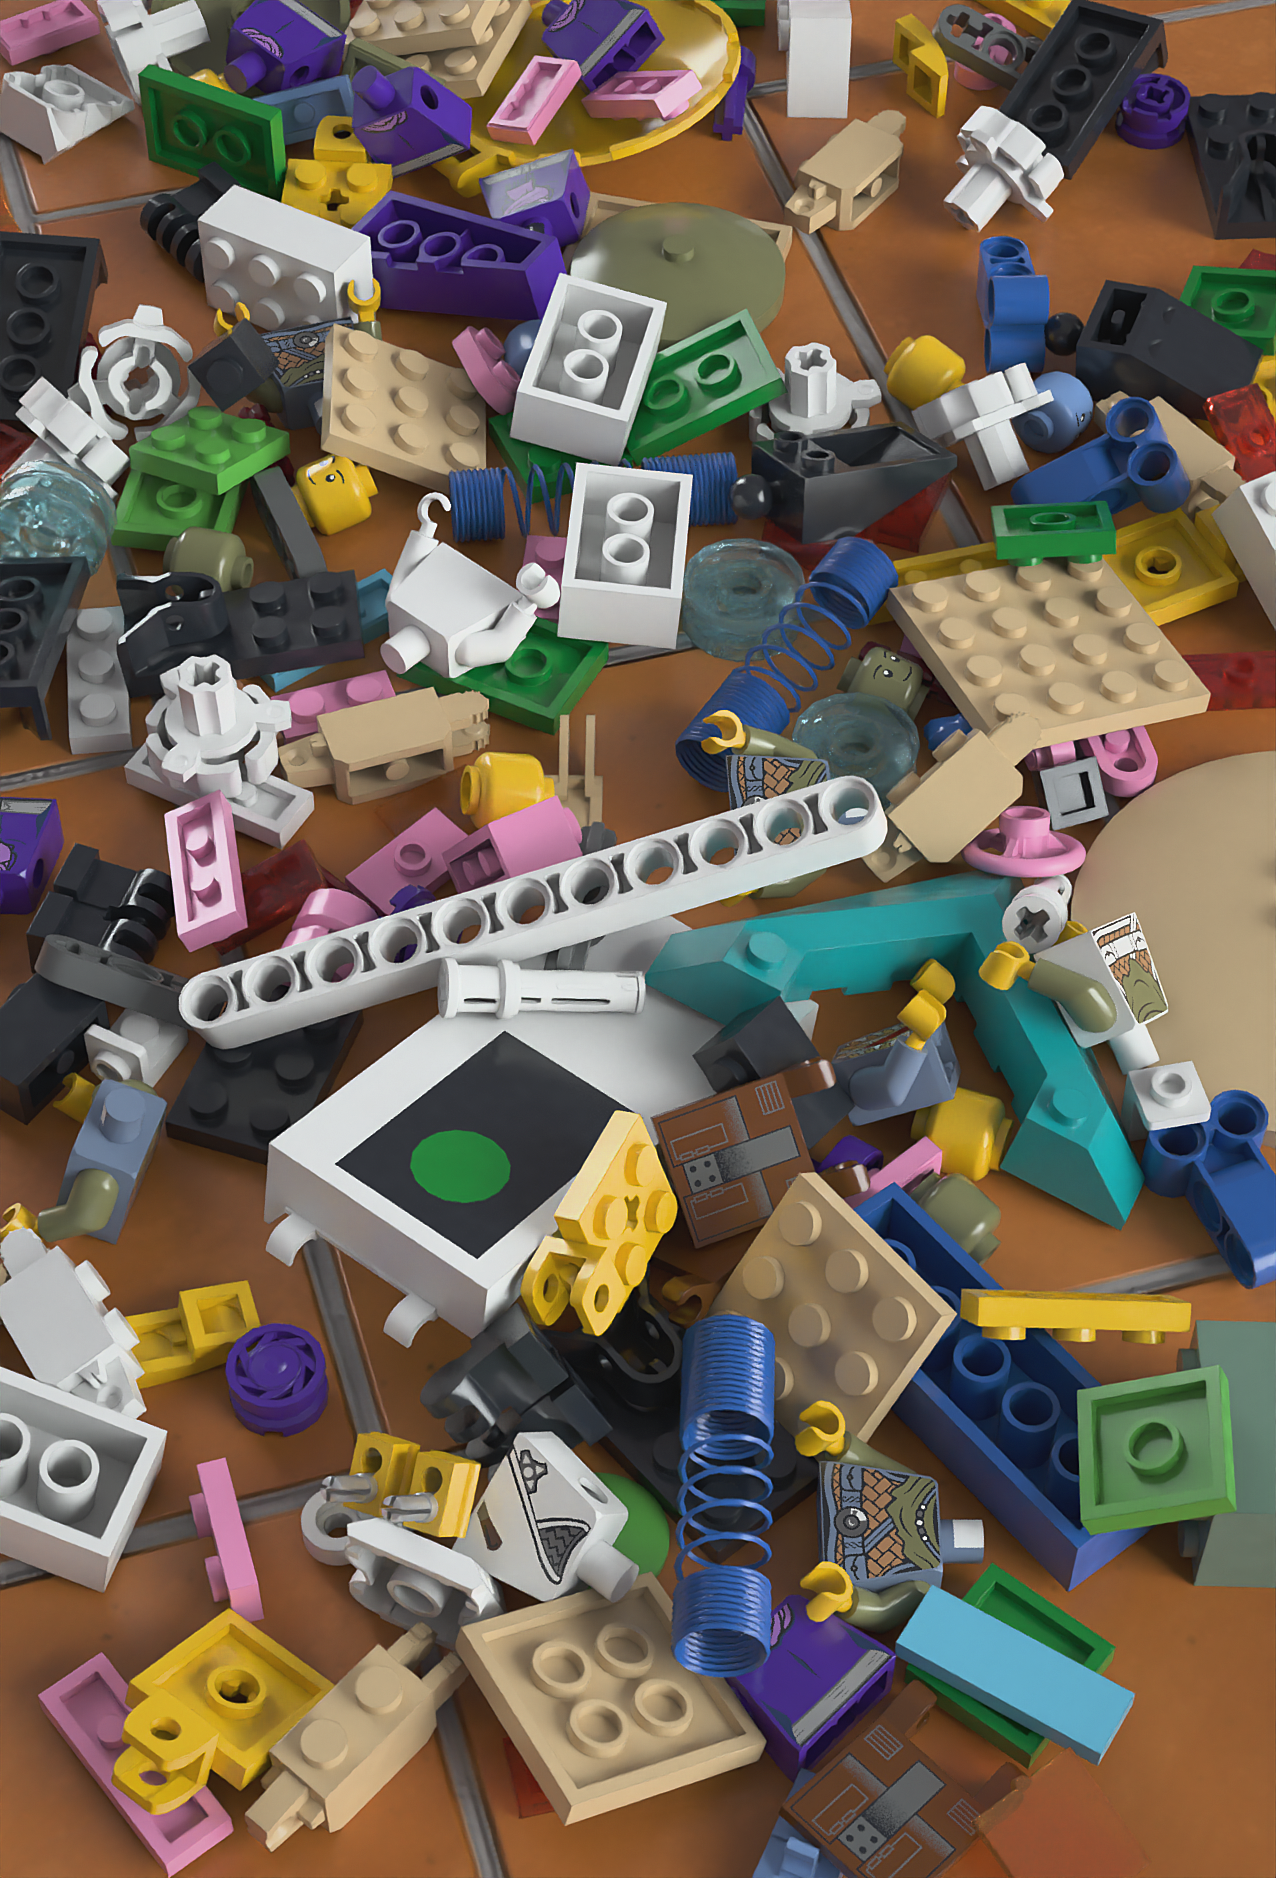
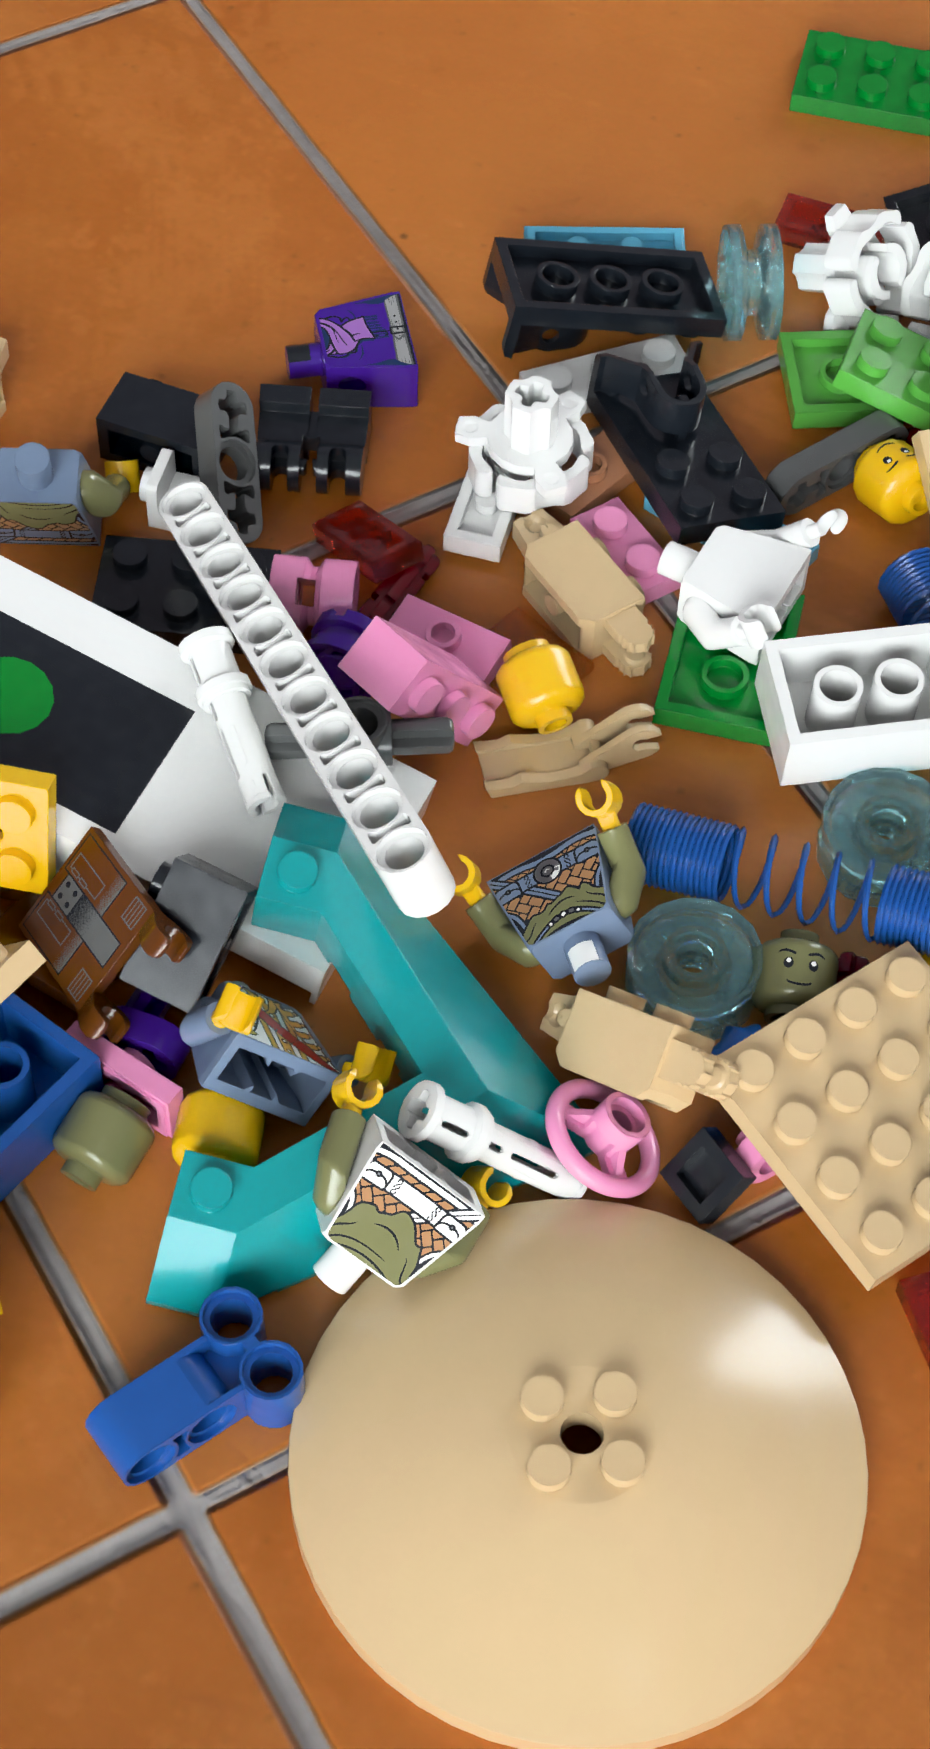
camera: 75 degrees right, 5 degrees up
(205, 871) = (370, 487): bright pink plate -> none
(212, 554) = (762, 409): olive head -> none
(1124, 760) = (780, 1212): bright pink plate -> none
(1163, 1099) = (279, 1303): white bracket -> none

